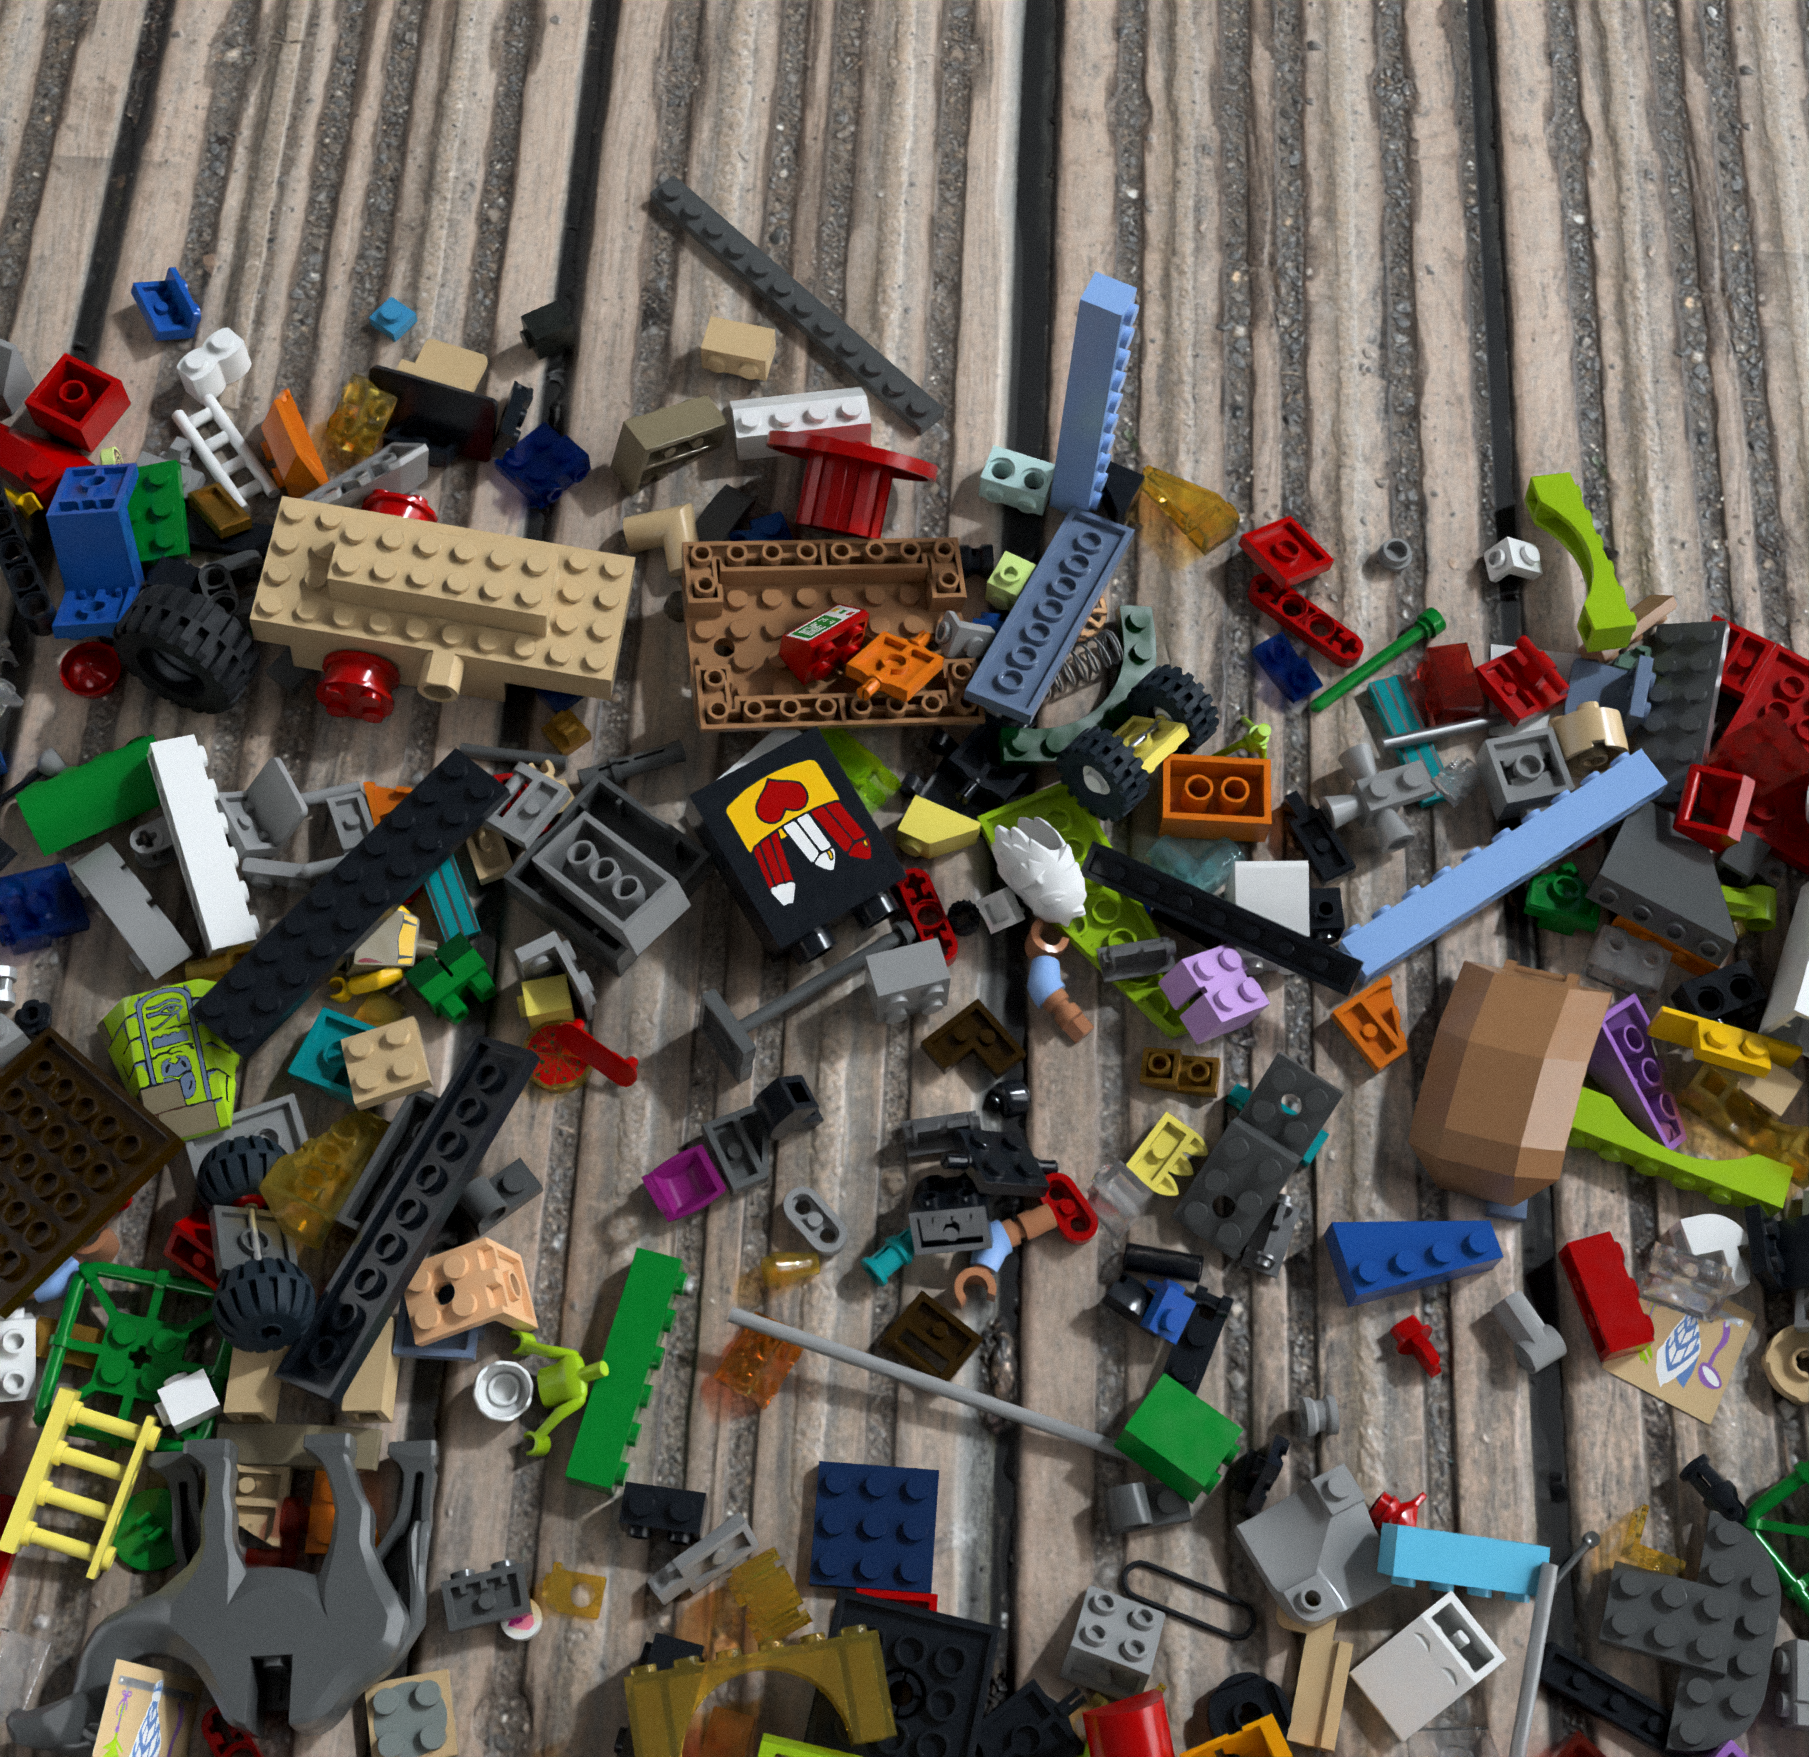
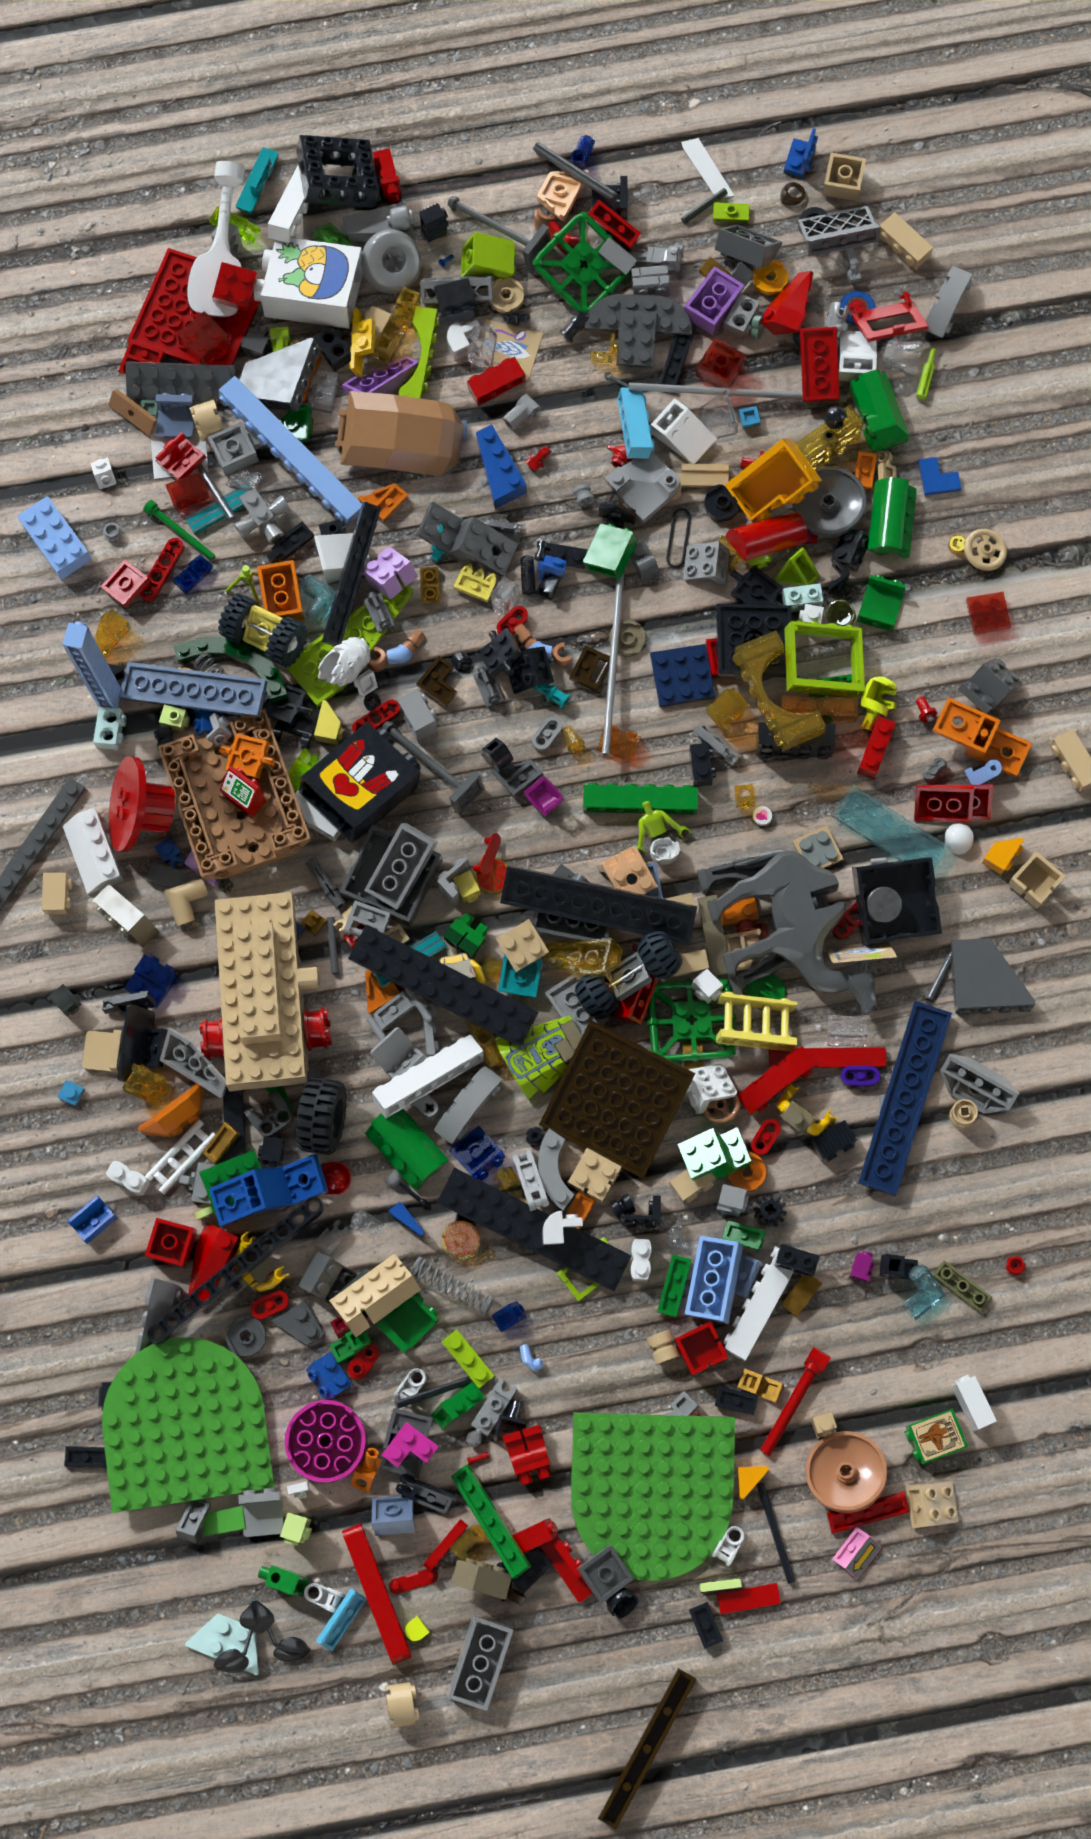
camera: 95 degrees left, 10 degrees up
(486, 1596) = (758, 830): dark grey bracket -> none
(981, 1440) = (631, 638): none -> dark tan tile
(1397, 460) = (54, 537): none -> light blue brick
(1559, 510) = (69, 452): lime arch -> none
(1730, 812) = (238, 349): red tile -> none
(1749, 1373) = (516, 317): none -> black piece

